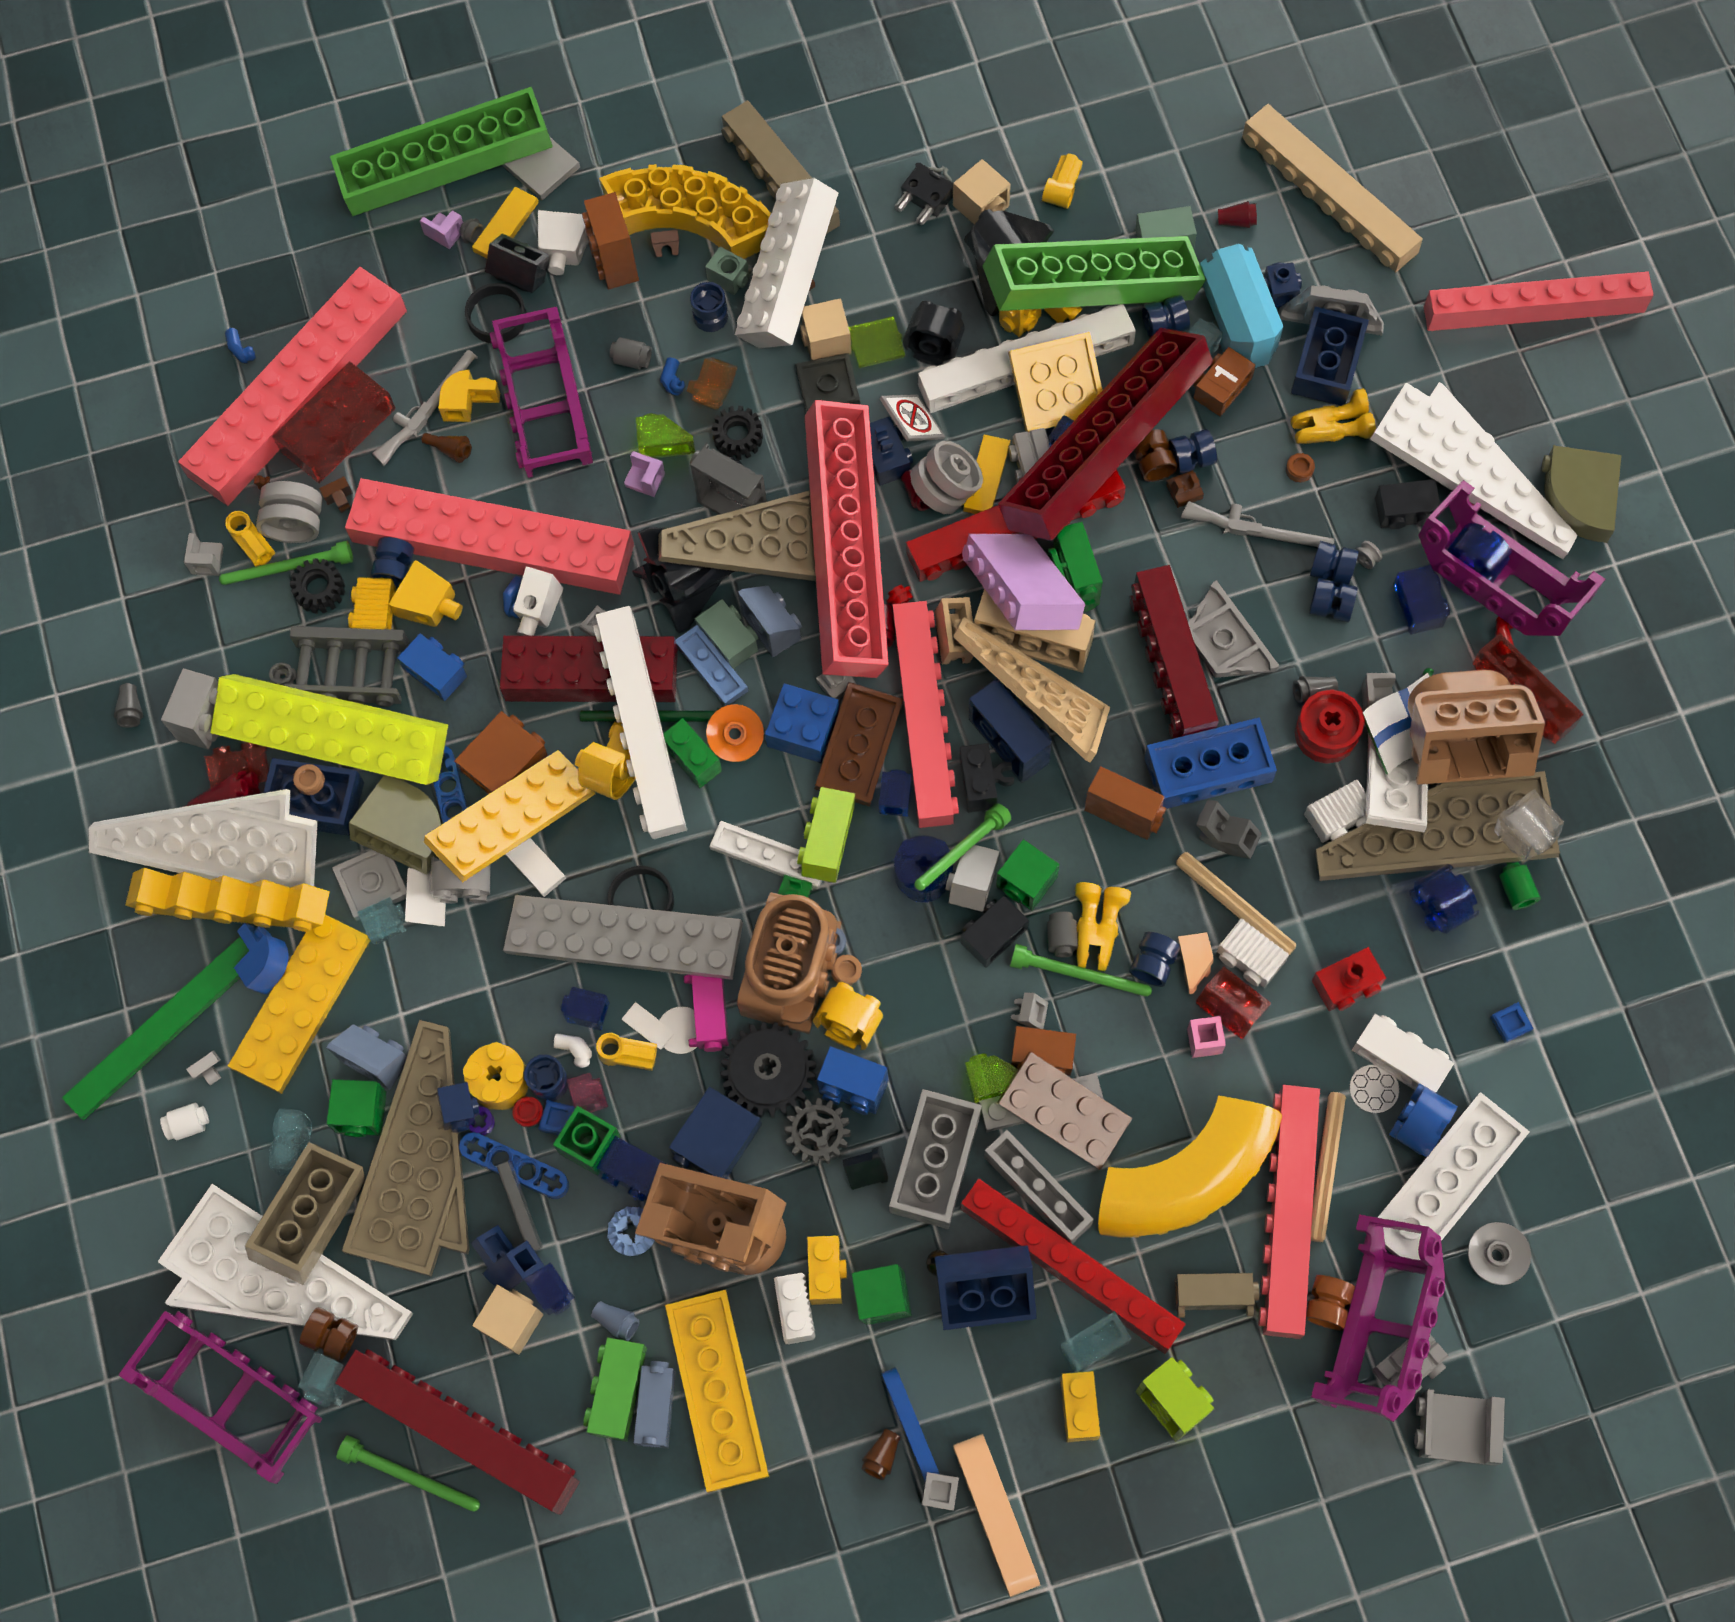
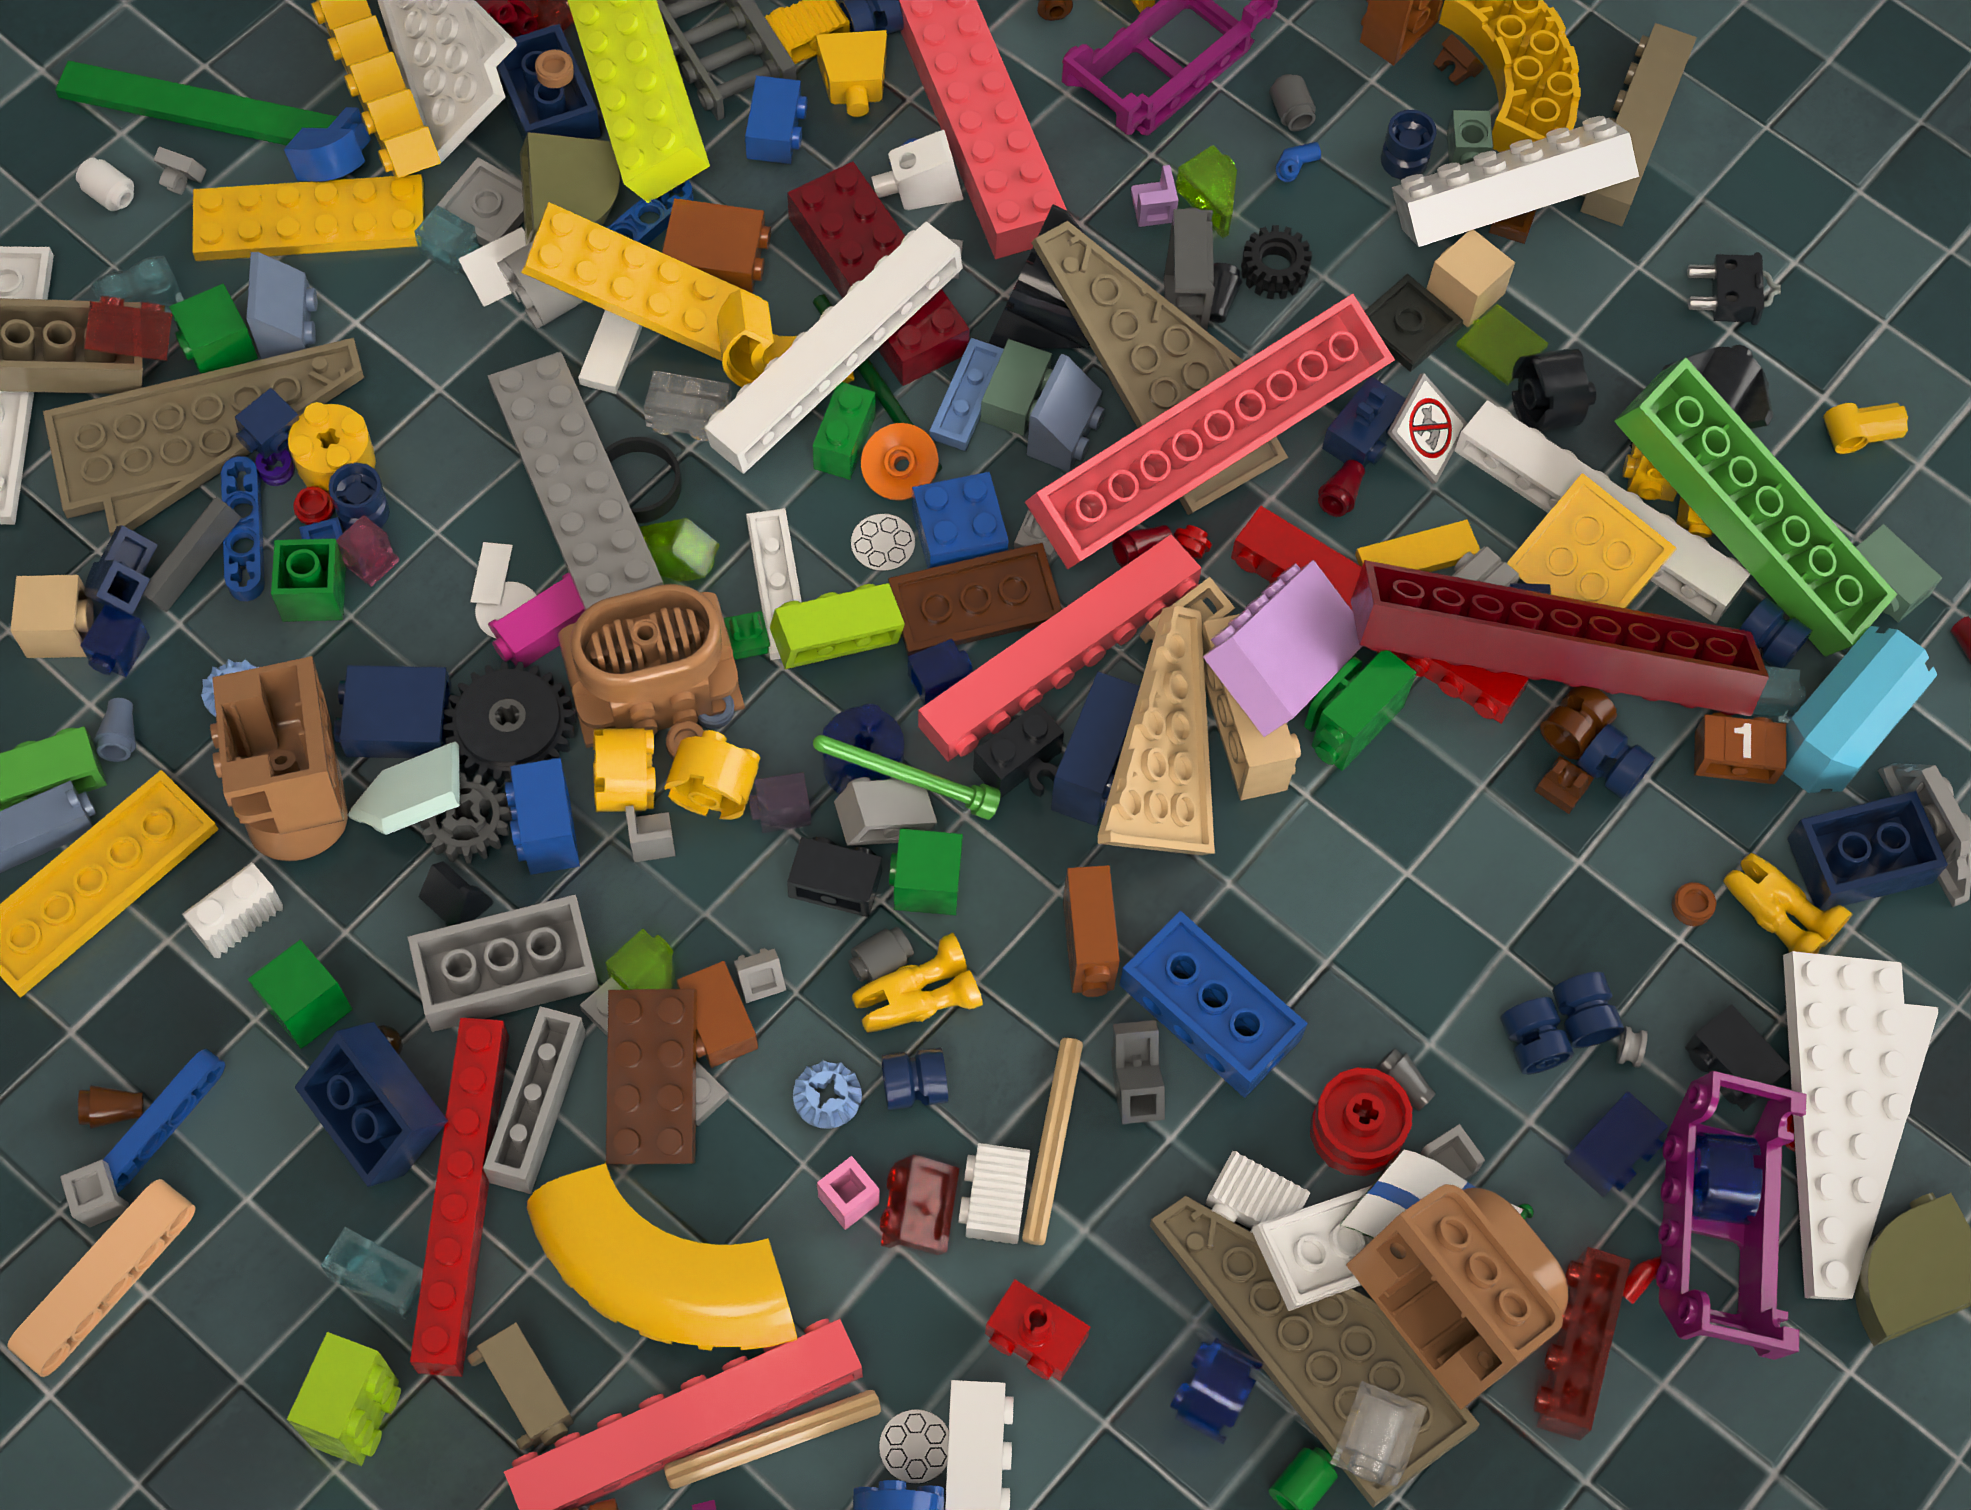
camera: 50 degrees right, 5 degrees down
(332, 1157) = (128, 330): none -> clear red bracket
(576, 1046) = (419, 514): white arm -> none
(585, 1008) = (468, 494): clear blue brick -> none
(610, 838) = (683, 403): none -> clear brick
(628, 1167) = (307, 632): clear blue brick -> none
(630, 1052) = (441, 564): yellow piece -> none
(713, 383) = (1316, 203): clear orange brick -> none
(713, 897) = (680, 549): none -> clear neon green slope
(778, 776) = (882, 542): none -> white sticker
(781, 1152) = (411, 791): none -> light aqua tile
(825, 1270) = (301, 912): yellow brick -> none
(887, 964) = (712, 775): none -> yellow brick
(897, 1026) = (650, 835): none -> light grey panel
(925, 935) = (781, 803): none -> clear purple brick
(946, 477) = (1373, 501): light grey wheel -> none
(980, 190) = (1778, 340): tan head -> none
(1025, 958) = (824, 927): bright green piece -> none
(1080, 1406) = (287, 1301): yellow brick -> none
(1128, 1029) = (835, 1111): none -> light blue gear
(1172, 652) = (1327, 878): dark red brick -> none
(1196, 958) = (948, 1130): light nougat slope -> none
(1227, 639) = (1397, 937): light grey wing -> none
(1240, 527) = (1558, 871): light grey piece -> none
(1282, 282) = (1922, 740): dark blue brick -> none

